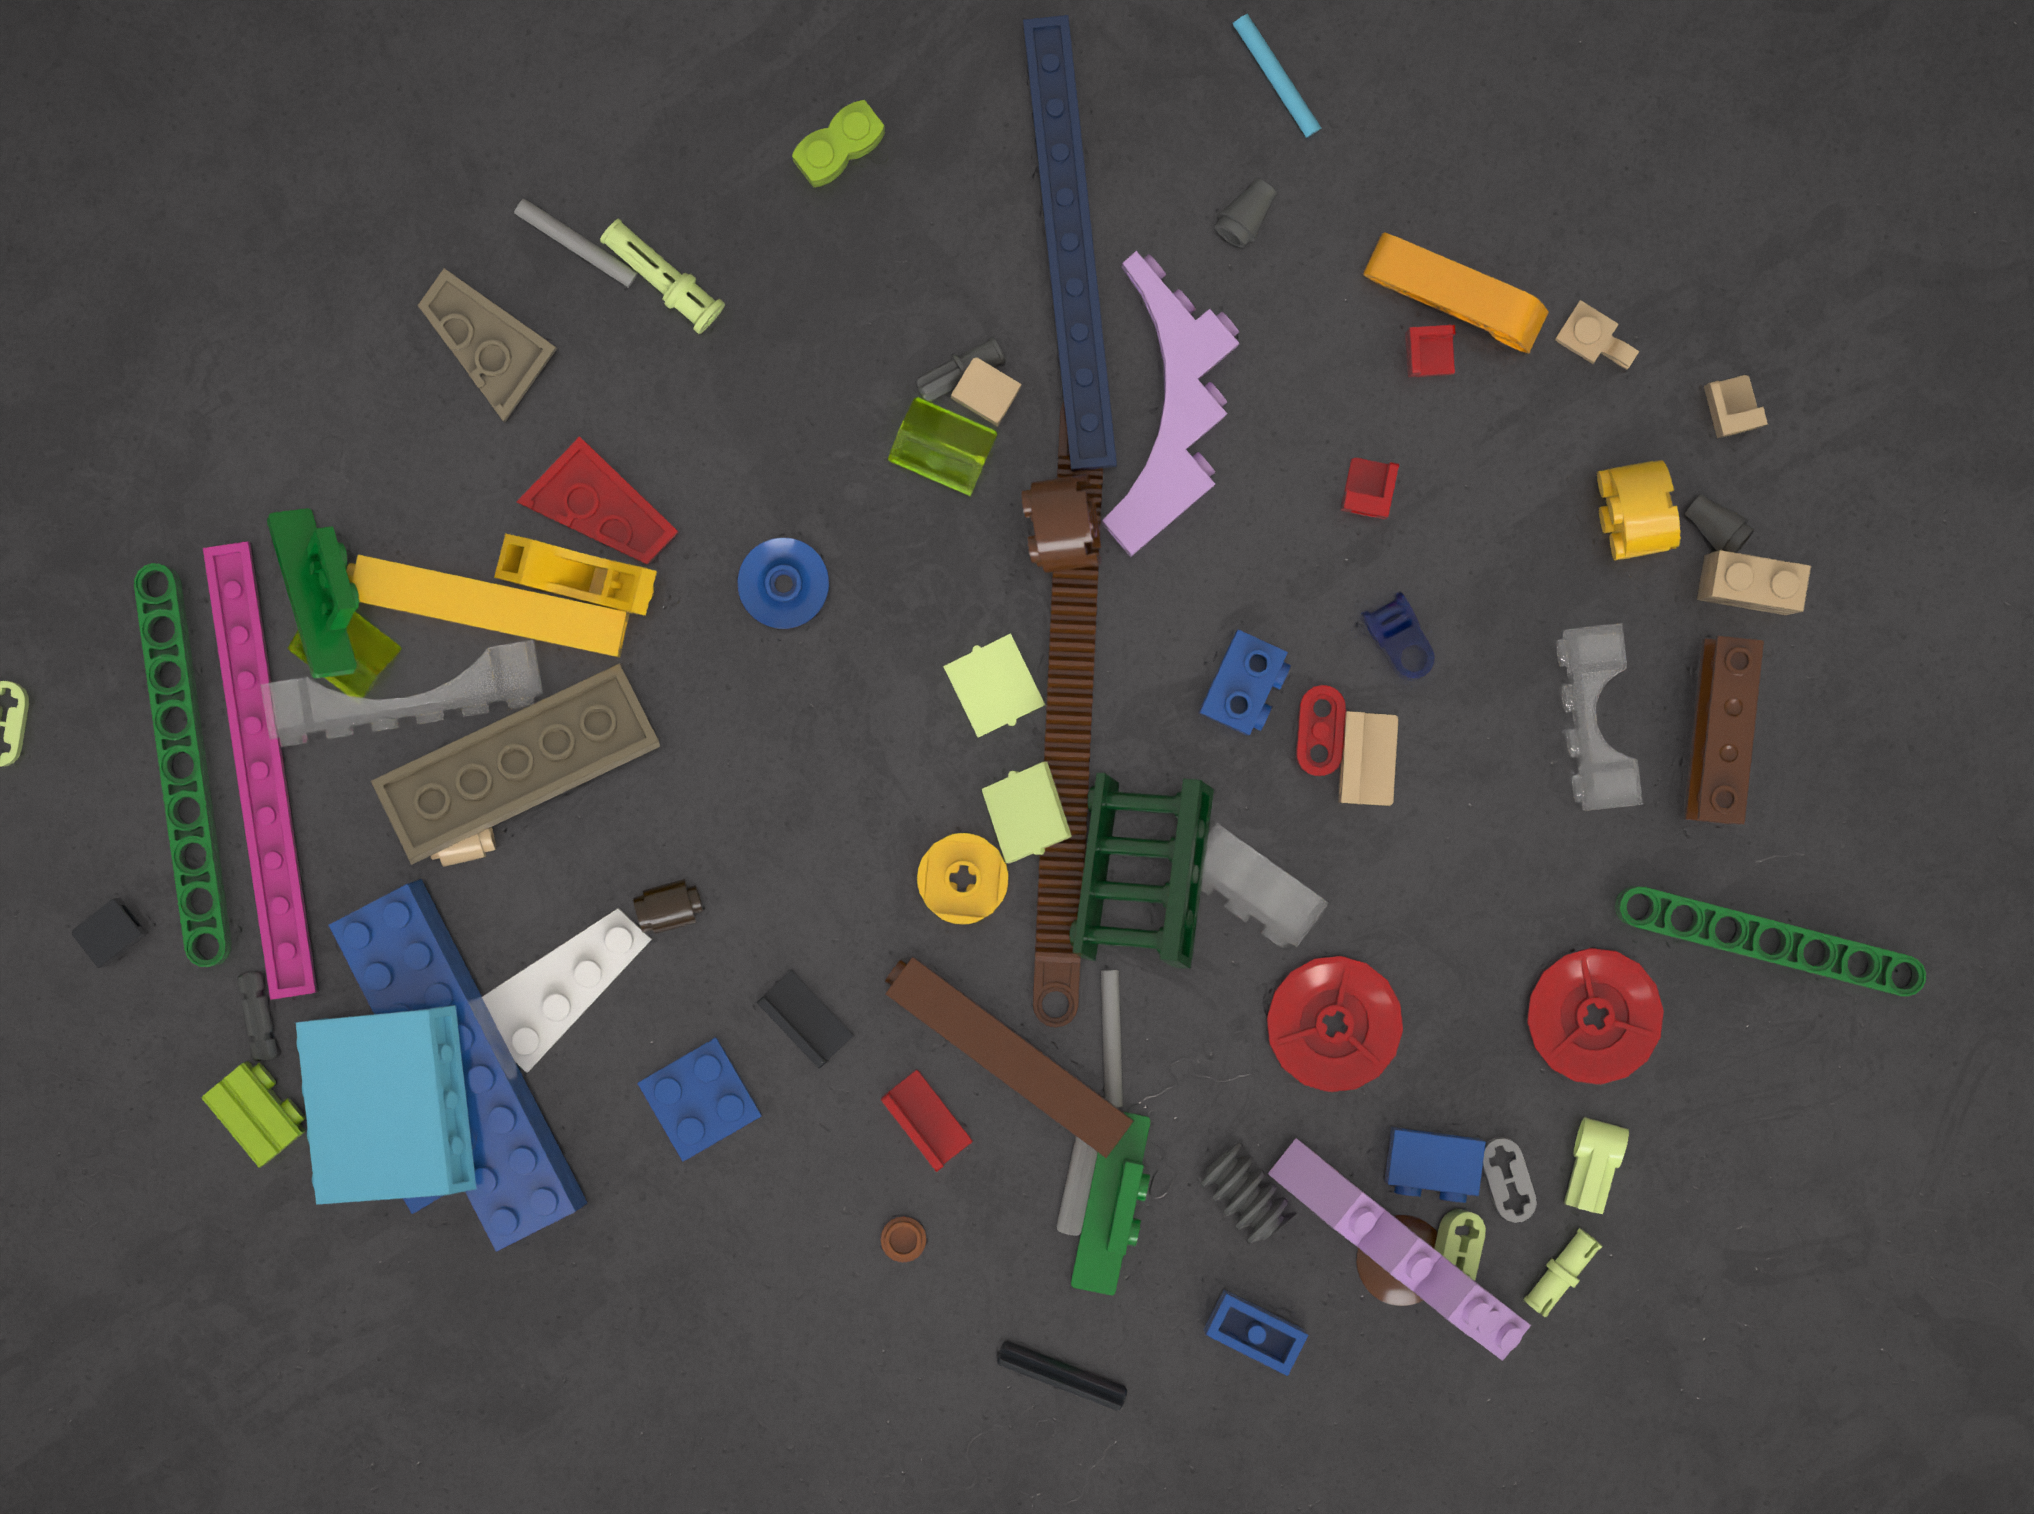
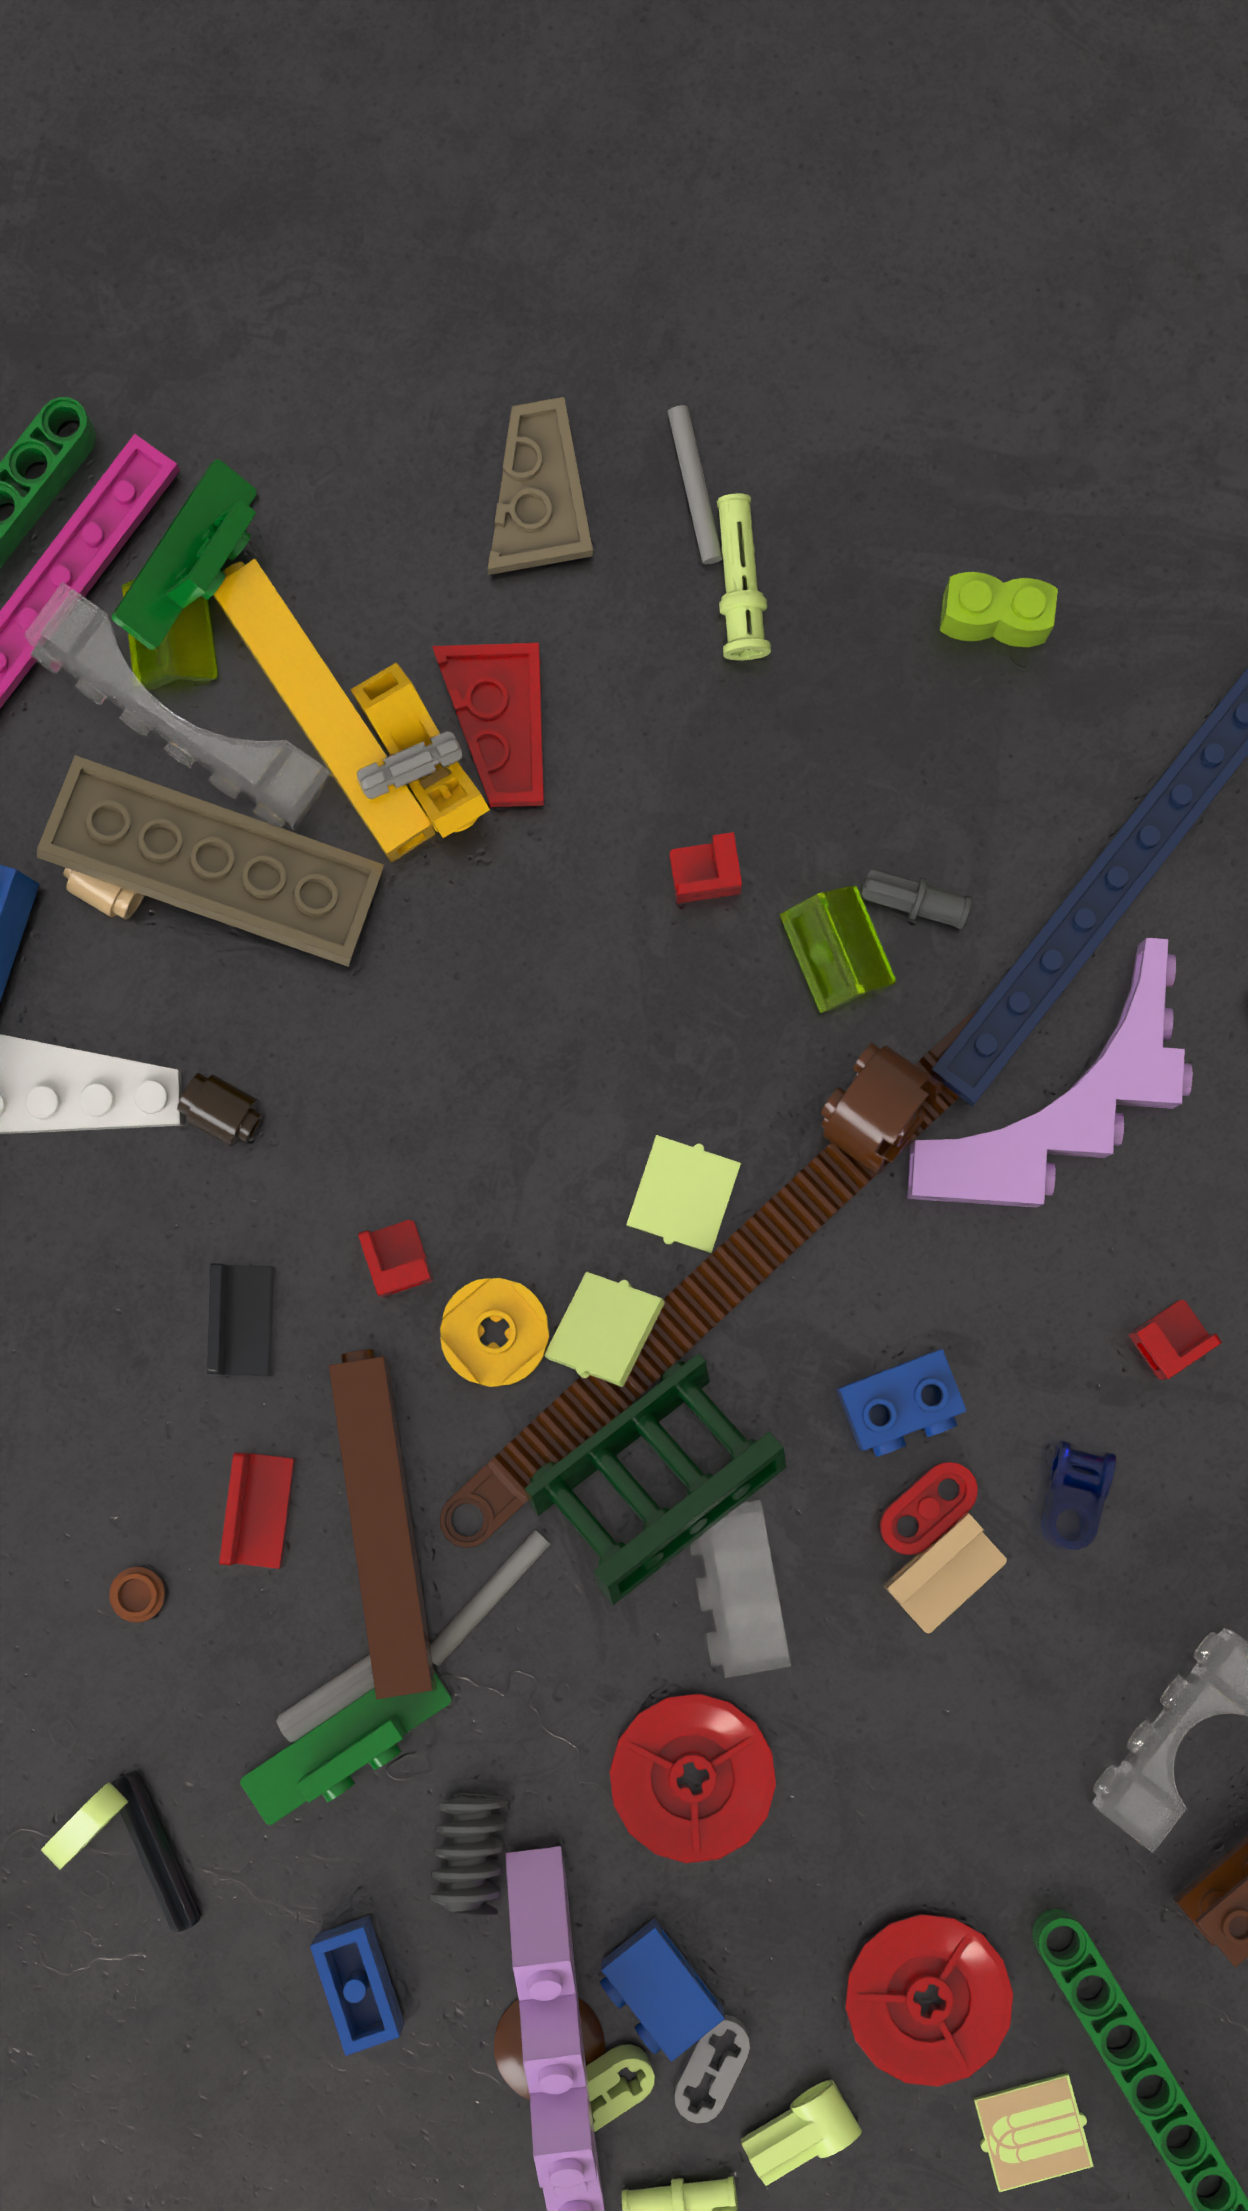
camera: 45 degrees right, 5 degrees down
(579, 590) = (409, 765): none -> light grey axle
(699, 1099) = (85, 1301): blue plate -> none
(780, 558) = (581, 904): blue dish -> none
(816, 476) = (706, 870): none -> red panel
(860, 891) = (395, 1258): none -> red panel
(986, 391) = (921, 936): tan panel -> none
(1006, 1399) = (84, 1825): none -> yellowish green beam
(1729, 1033) = (1033, 2132): none -> piece

